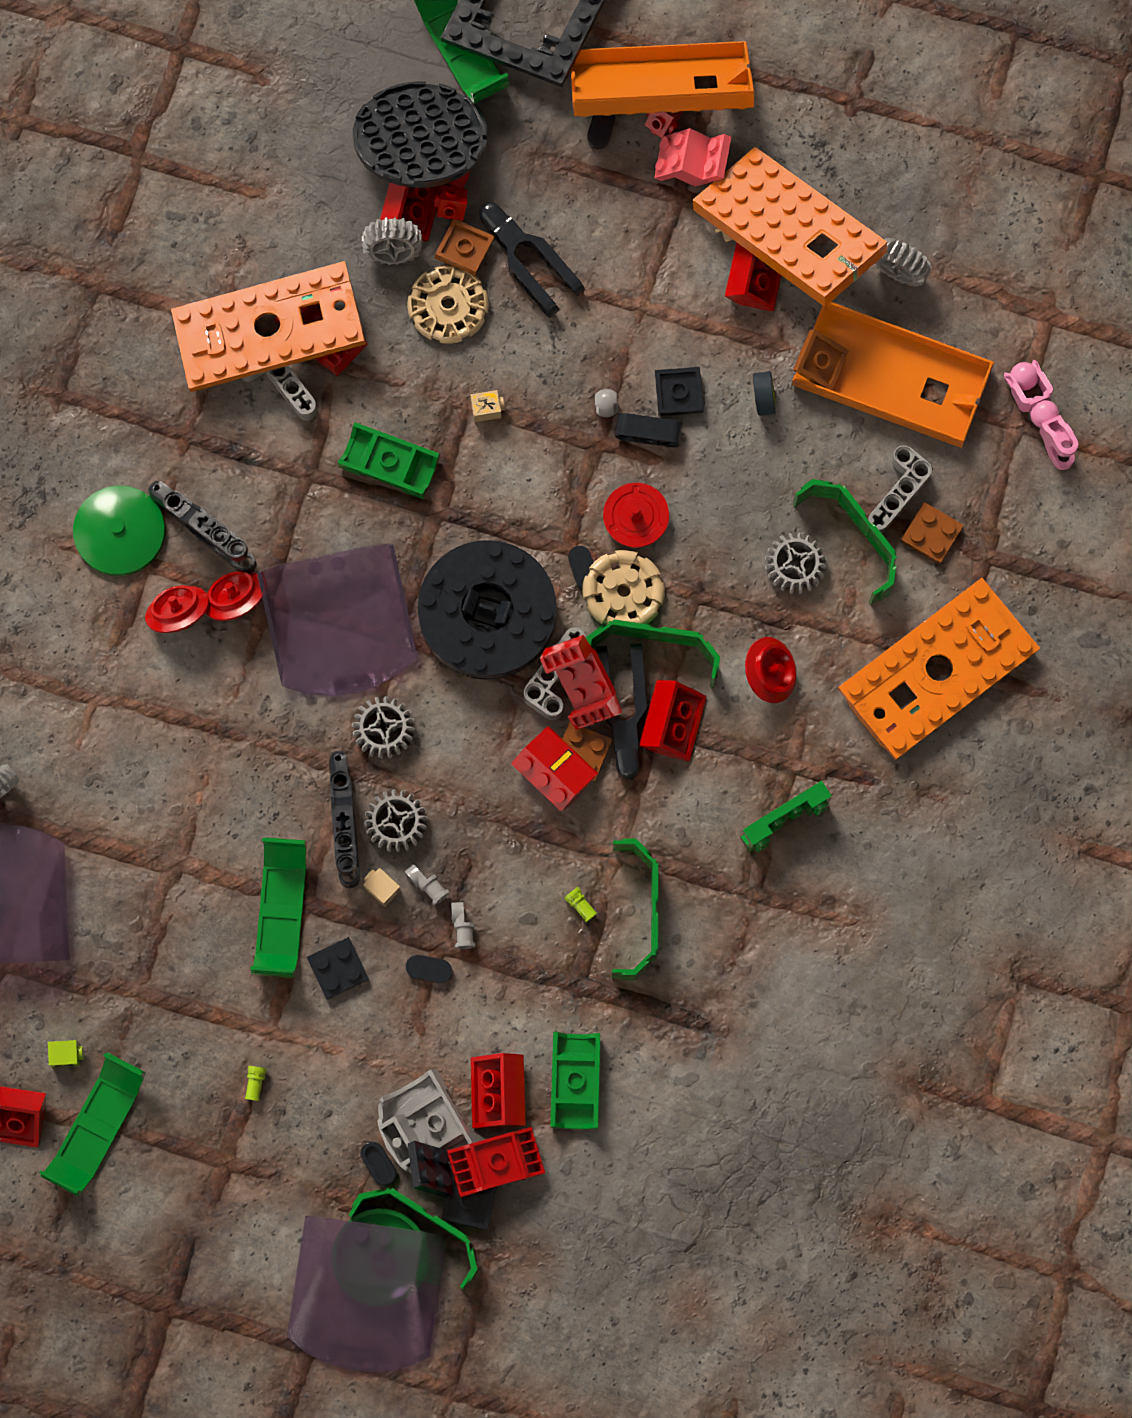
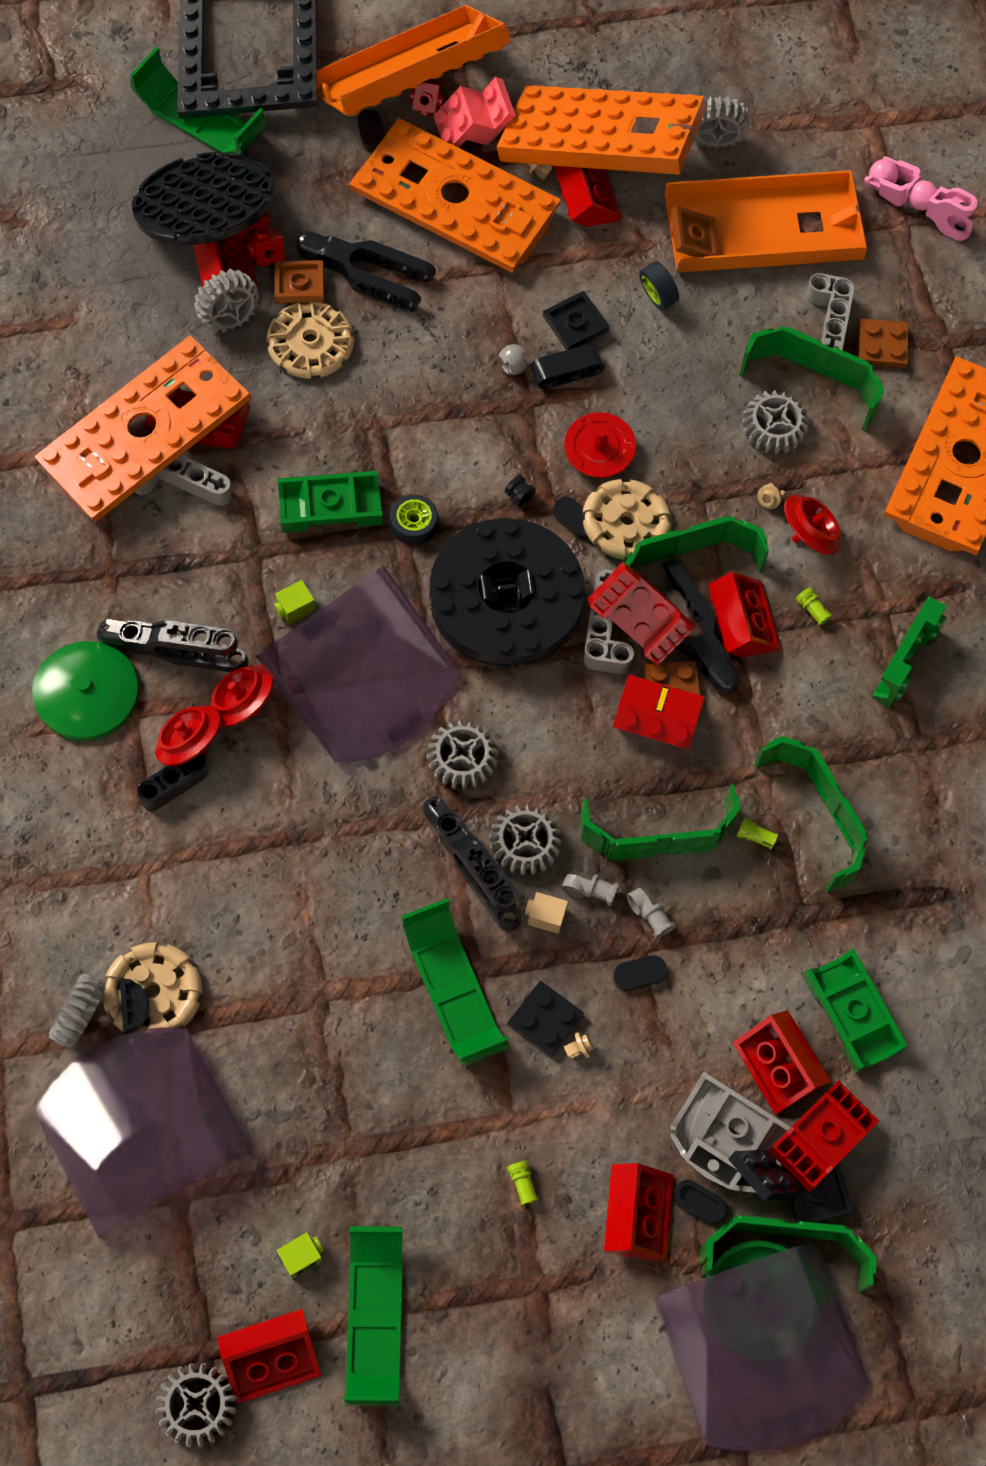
camera: 30 degrees left, 10 degrees down
(34, 805) = (134, 1005): none -> black tile
(50, 786) = (156, 974): none -> tan plate
(138, 645) = (168, 792): none -> black beam
(316, 535) = (294, 602): none -> lime brick
(328, 1148) = (639, 1212): none -> red slope
(353, 1003) = (581, 1046): none -> tan plate
(439, 502) = (418, 509): none -> wheel
(486, 406) = (398, 411): tan brick -> none
(506, 881) = (658, 844): none -> green windscreen
(549, 523) = (520, 490): none -> black wheel
(664, 264) = (497, 219): none -> orange piece
(734, 733) = (810, 601): none -> lime pin
(753, 627) = (770, 496): none -> tan plate

